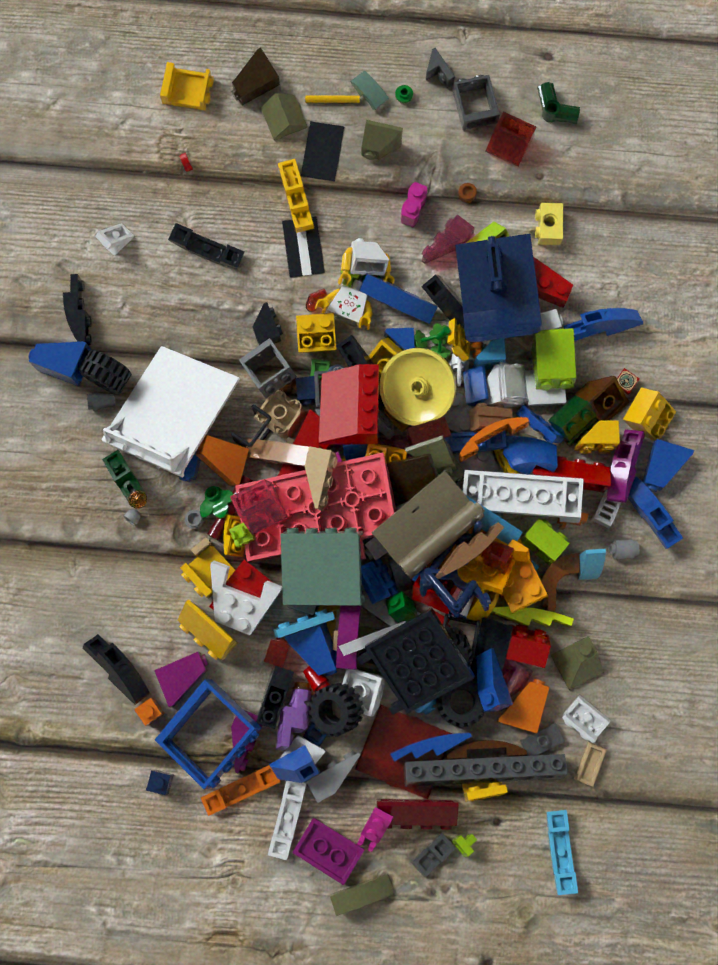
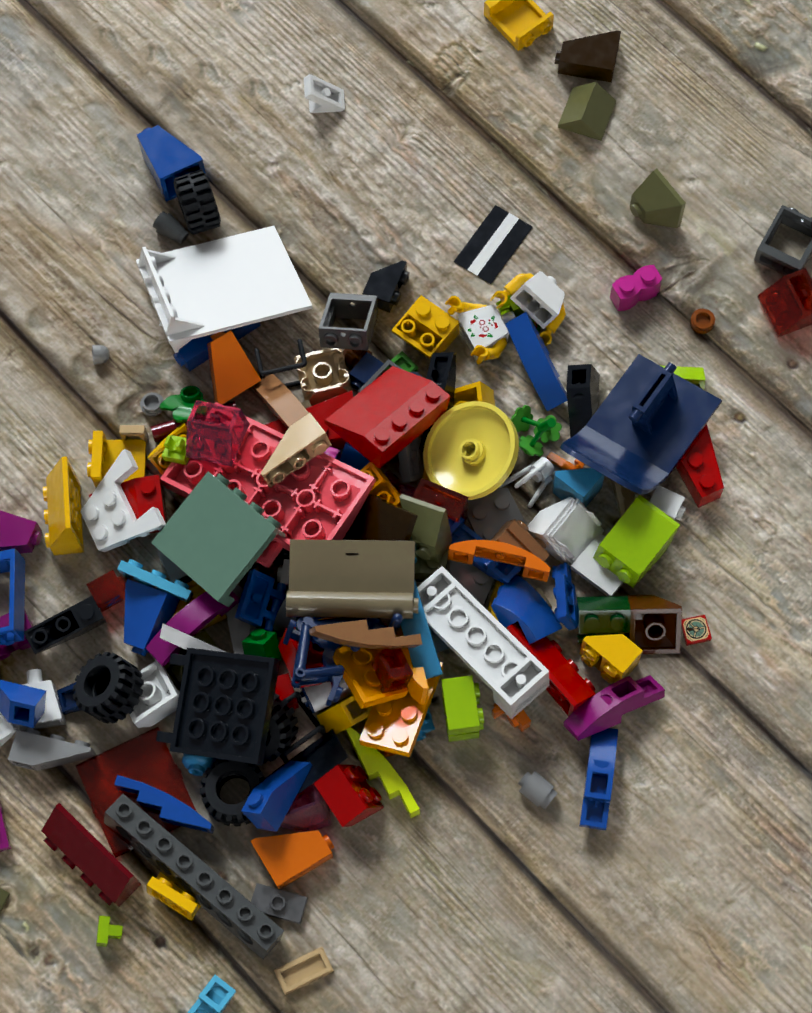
camera: 45 degrees right, 10 degrees down
(73, 303) = (220, 137): black slope -> none
(125, 479) = (123, 313): dark green plate -> none
(186, 162) = (453, 81): red tile -> none
(205, 248) = (398, 169): black slope -> none
(294, 717) = (65, 661): medium lavender plate -> none
(295, 195) = (529, 191): yellow slope -> none
(313, 298) = (464, 297): clear red arm -> none
(315, 681) = (118, 646): red cone -> none
(322, 151) = (595, 172): black sticker -> none
(331, 99) = (650, 133): yellow bar -> none
(370, 89) = (693, 151): sand green slope -> none
(375, 828) = (35, 832): dark pink hinge -> none
(401, 337) = (506, 398): blue slope -> none
(404, 98) = (725, 187): green plate -> none
(433, 855) = (68, 915): dark grey slope -> none
(438, 67) = (780, 181): dark grey slope -> none
(456, 232) = (653, 345): clear pink slope -> none
(457, 338) = (550, 451): yellow plate -> none
(461, 751) = (191, 839): reddish brown slope -> none
(475, 385) = (534, 503): blue slope -> none
(549, 213) = (753, 427): light yellow brick -> none
(561, 567) = (440, 751): dark orange arch -> none
(578, 662) = (385, 859): olive slope -> none
(585, 719) = (339, 920): white bracket -> none
(591, 564) = (485, 768): medium azure slope -> none
(601, 520) = (546, 750): white slope -> none
(608, 320) = (731, 554): blue slope -> none
(650, 414) = (688, 681): yellow slope -> none
(664, 463) = (657, 742): blue slope -> none

